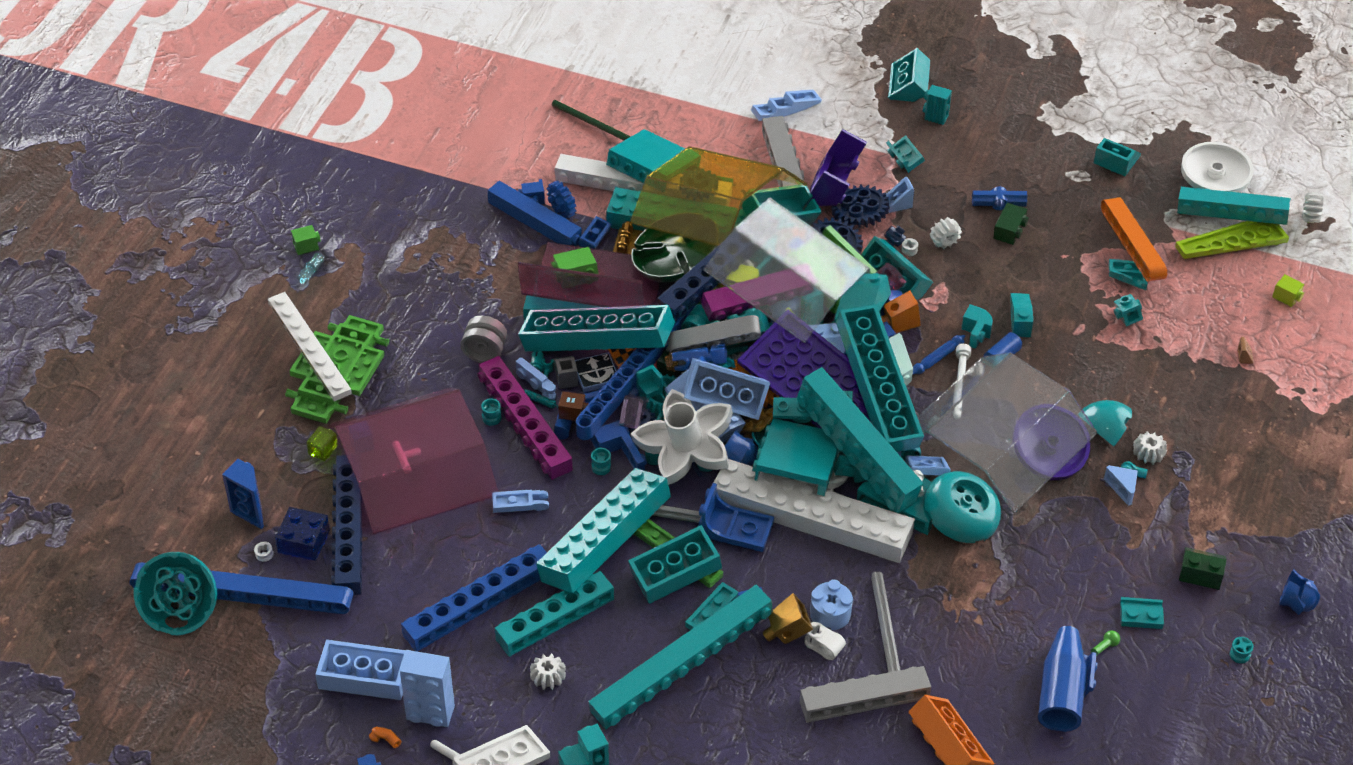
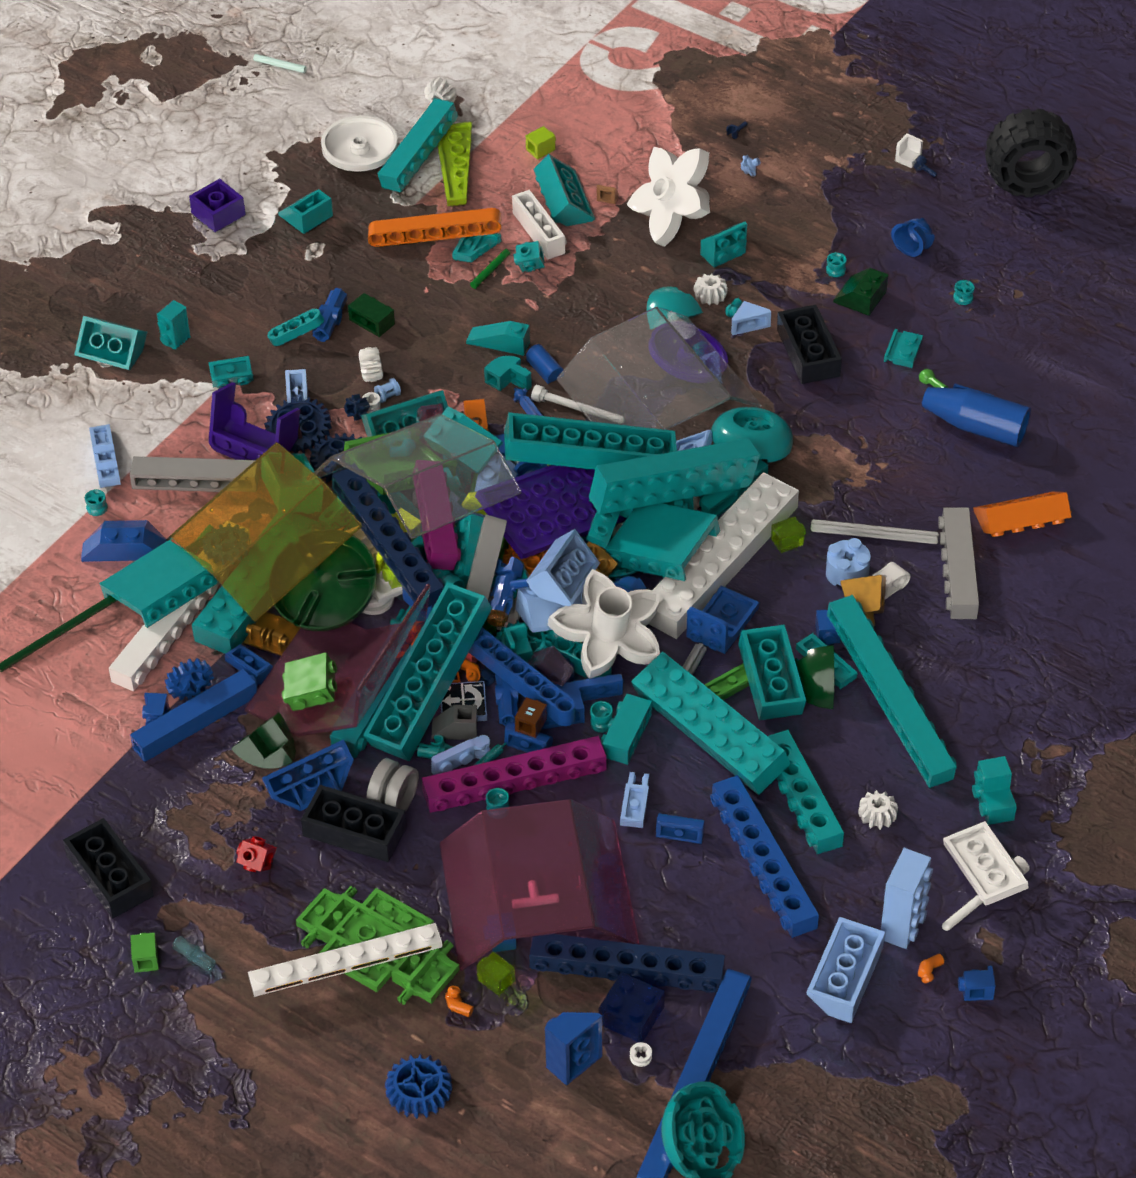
camera: 75 degrees left, 0 degrees up
(209, 418) = (431, 1078): none -> blue gear
(294, 426) = (455, 1002): none -> orange arm
(373, 200) = (108, 868): none -> black brick
(404, 278) = (255, 854): none -> red brick
(446, 326) = (354, 823): none -> black brick
(483, 290) = (300, 780): none -> blue wedge
(496, 535) = (680, 828): none -> blue brick
(508, 258) = (268, 745): none -> dark green brick
(590, 479) = (626, 728): none -> teal brick
(684, 598) = (817, 676): none -> dark green brick
(700, 133) = (121, 541): none -> blue wedge
(734, 111) = (95, 502): none -> teal wheel
(854, 556) = (788, 534): none -> clear neon green brick
(925, 252) = (387, 390): none -> light blue bush
(971, 178) = (305, 323): none -> teal beam
(1093, 99) = (217, 205): none -> dark purple brick
(1104, 531) = (809, 344): none -> black brick
(1105, 290) = (490, 268): none -> green bar
(1172, 307) = (538, 224): none -> white brick
(1212, 446) = (725, 244): none -> teal slope
(1229, 320) = (563, 192): none -> teal slope
(1231, 534) = (836, 264): none -> teal wheel
(1248, 388) = (672, 192): none -> white plant
(1302, 101) = (280, 63): none -> light aqua bar
(1338, 449) = (749, 165): none -> light blue plant

